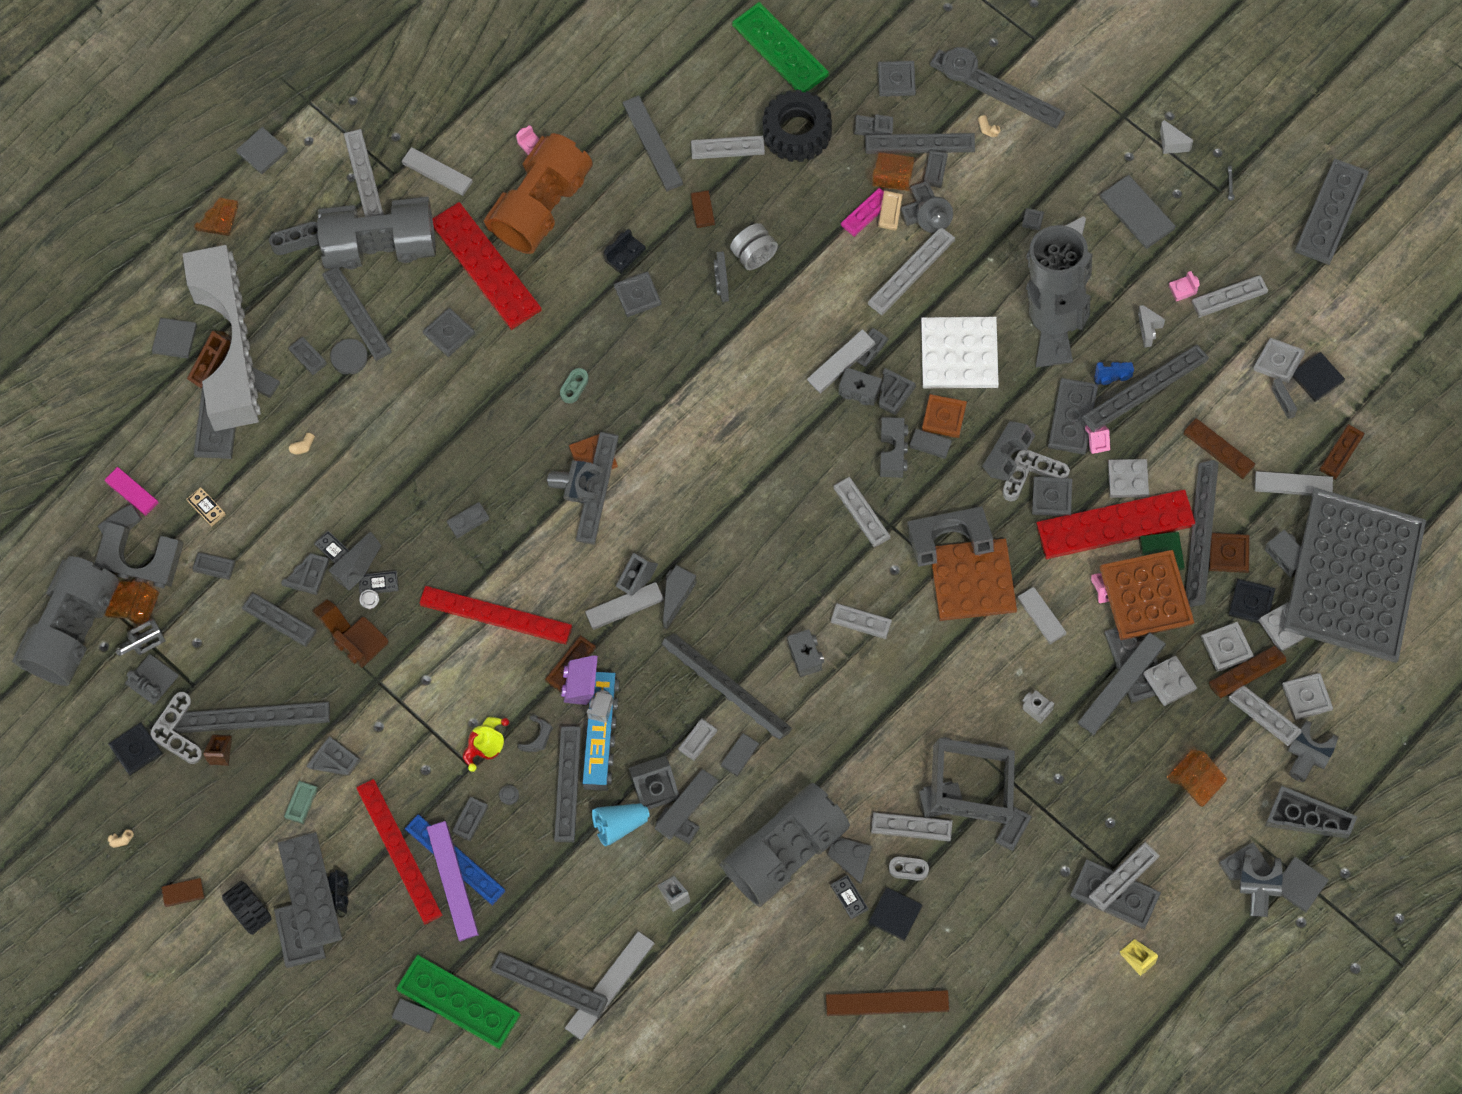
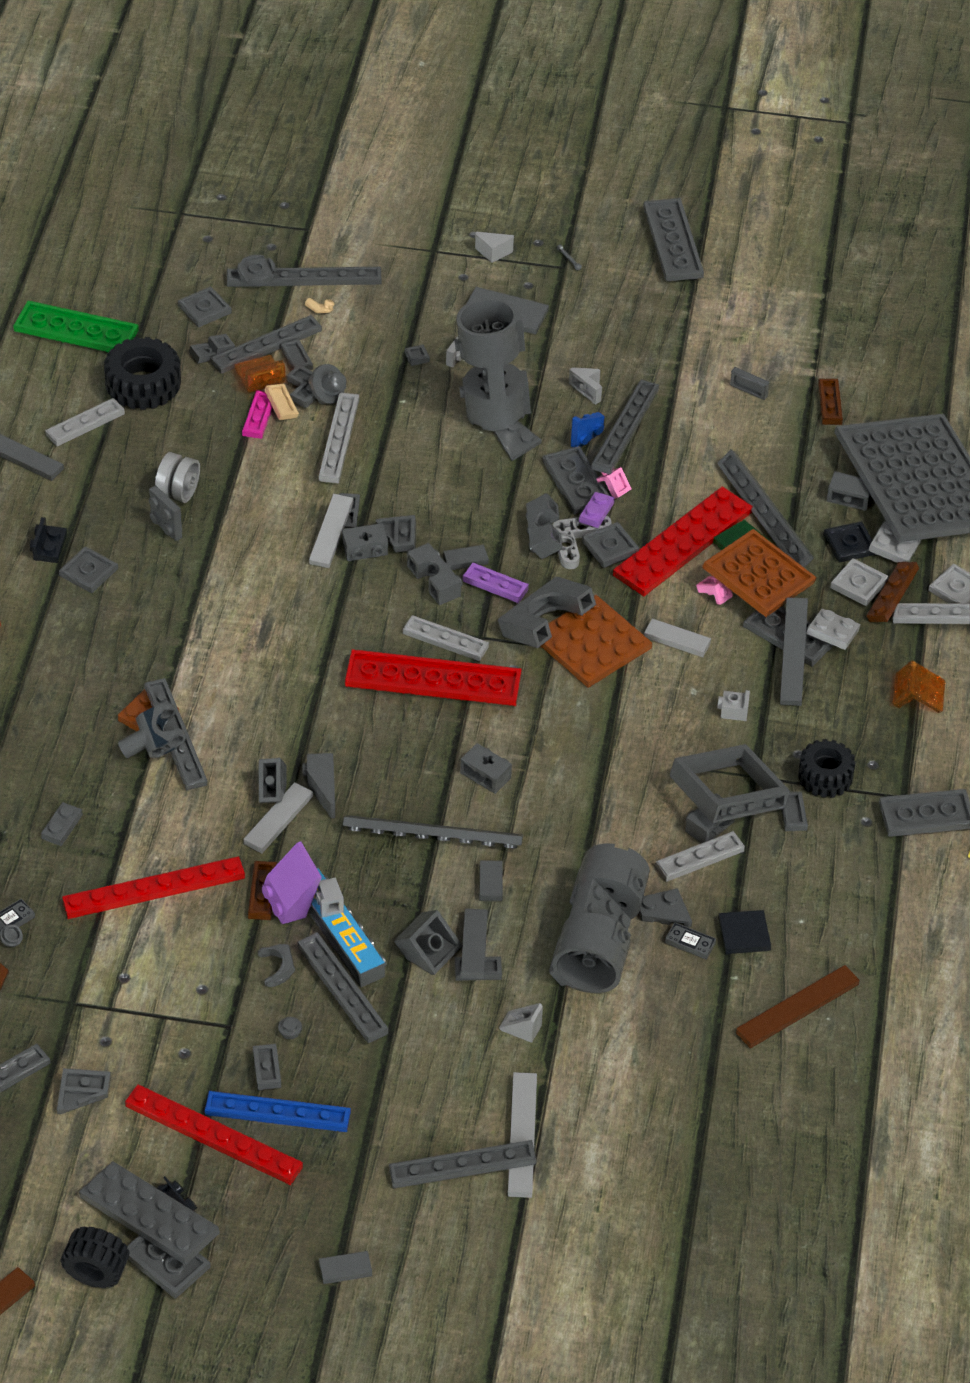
camera: 40 degrees left, 20 degrees down
(301, 802) = (74, 1146): sand green tile -> none
(360, 642) = (31, 975): reddish brown bracket -> none
(452, 881) = (292, 1127): medium lavender tile -> none
(458, 1002) = (382, 1228): green plate -> none
(484, 741) = (230, 992): neon yellow piece -> none
(573, 386) = (84, 666): sand green plate -> none
(618, 821) = (417, 990): medium azure cone -> none
(697, 739) = (439, 889): light grey tile -> none
(702, 209) = (99, 477): reddish brown tile -> none
(824, 545) = (433, 677): none -> red plate
(861, 621) = (516, 721): light grey tile -> none
(909, 866) = (724, 888): light grey plate -> none
(935, 482) = (495, 582): none -> medium lavender plate
(944, 416) = (461, 529): dark orange plate -> none
(959, 352) = (434, 479): white plate -> none
(1063, 457) = (596, 509): none -> medium lavender plate
(1063, 793) = (826, 781): none -> black tyre
(1124, 876) = (924, 792): light grey tile -> none
(1128, 478) = (665, 502): light grey plate -> none
(1184, 287) = (594, 344): bright pink bracket -> none
(1219, 448) = (722, 444): reddish brown plate -> none
(1229, 296) = (637, 335): light grey tile -> none
(1229, 553) = (802, 514): reddish brown tile -> none
(1279, 360) = (720, 359): light grey tile -> none
(1291, 483) = (806, 443): light grey tile -> none
(1318, 377) = (763, 358): black tile -> none

